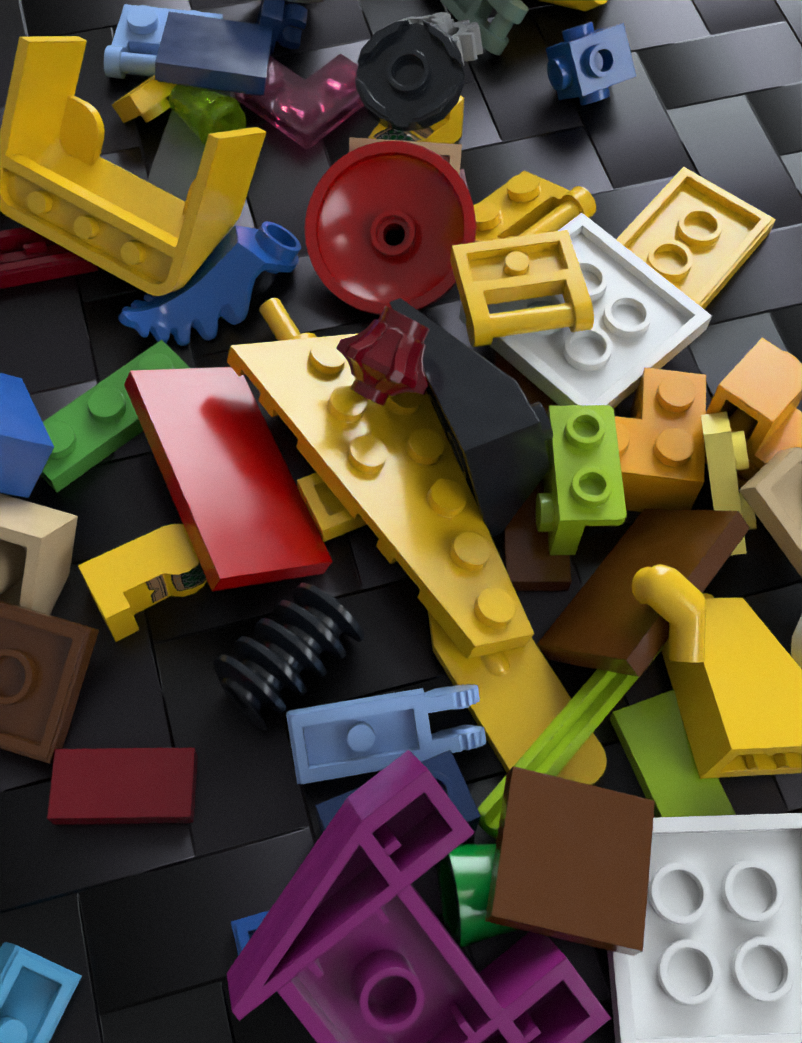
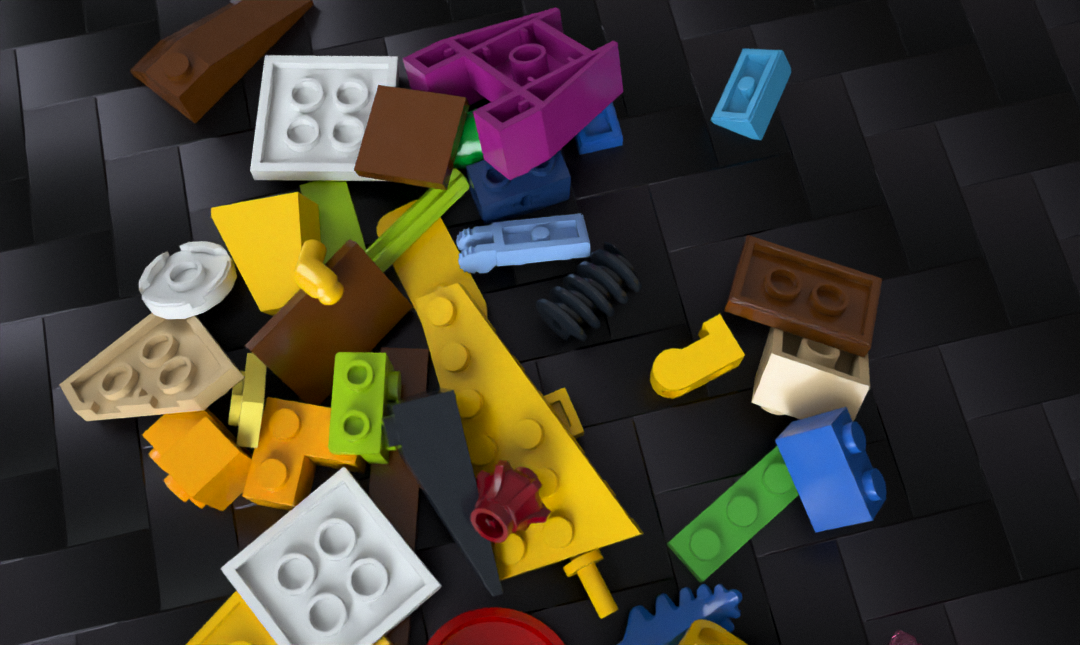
camera: 175 degrees left, 10 degrees up
(123, 786) = (697, 222): dark red tile -> none
(226, 477) = (642, 439): red tile -> none
(520, 271) = (385, 604): yellow plate -> none

